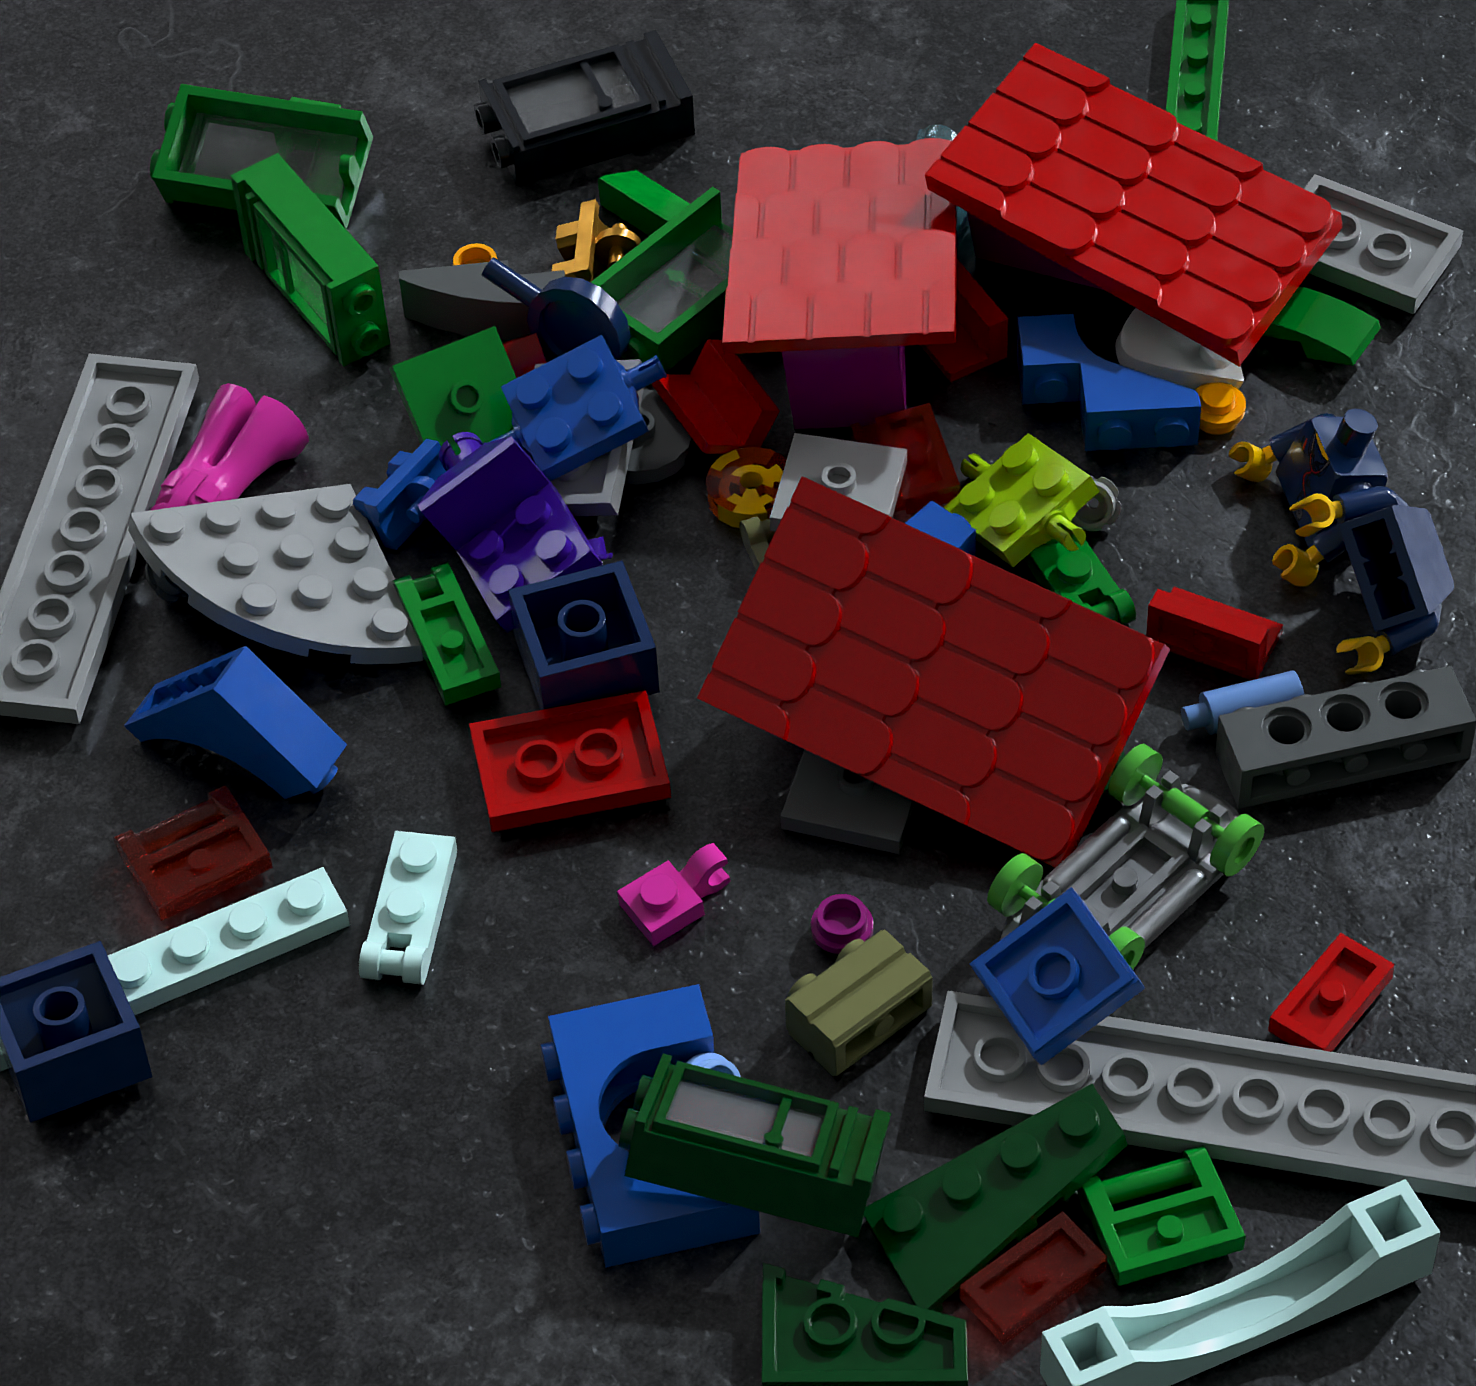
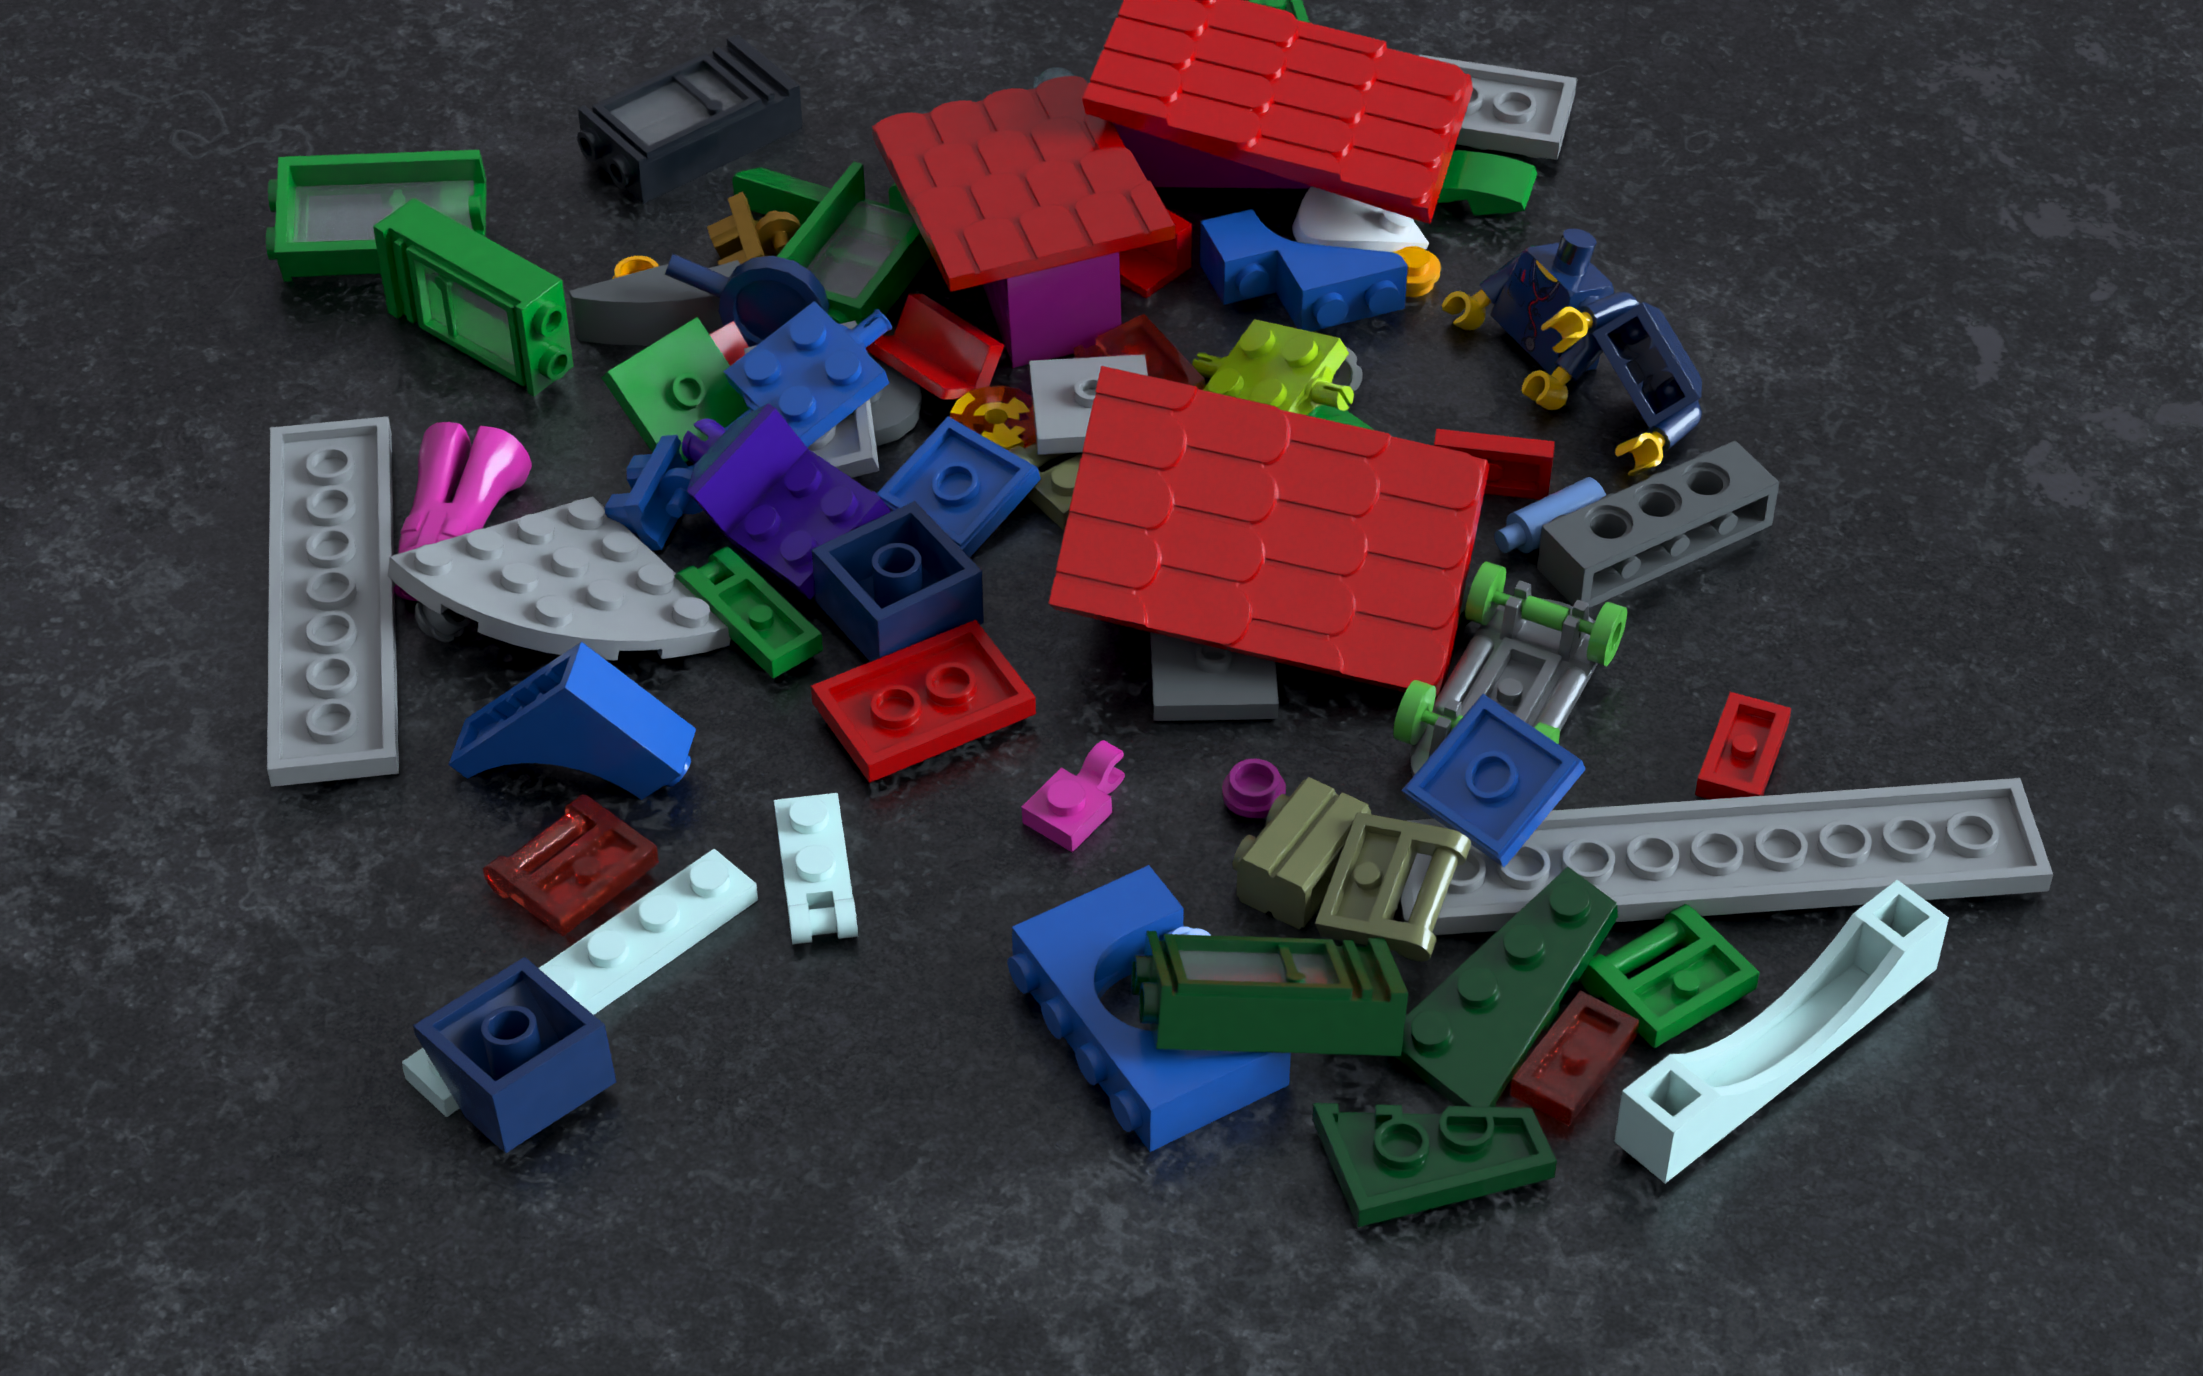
camera: 20 degrees left, 5 degrees down
(685, 548) = (962, 483): none -> blue tile
(906, 1048) = (1373, 877): none -> olive plate

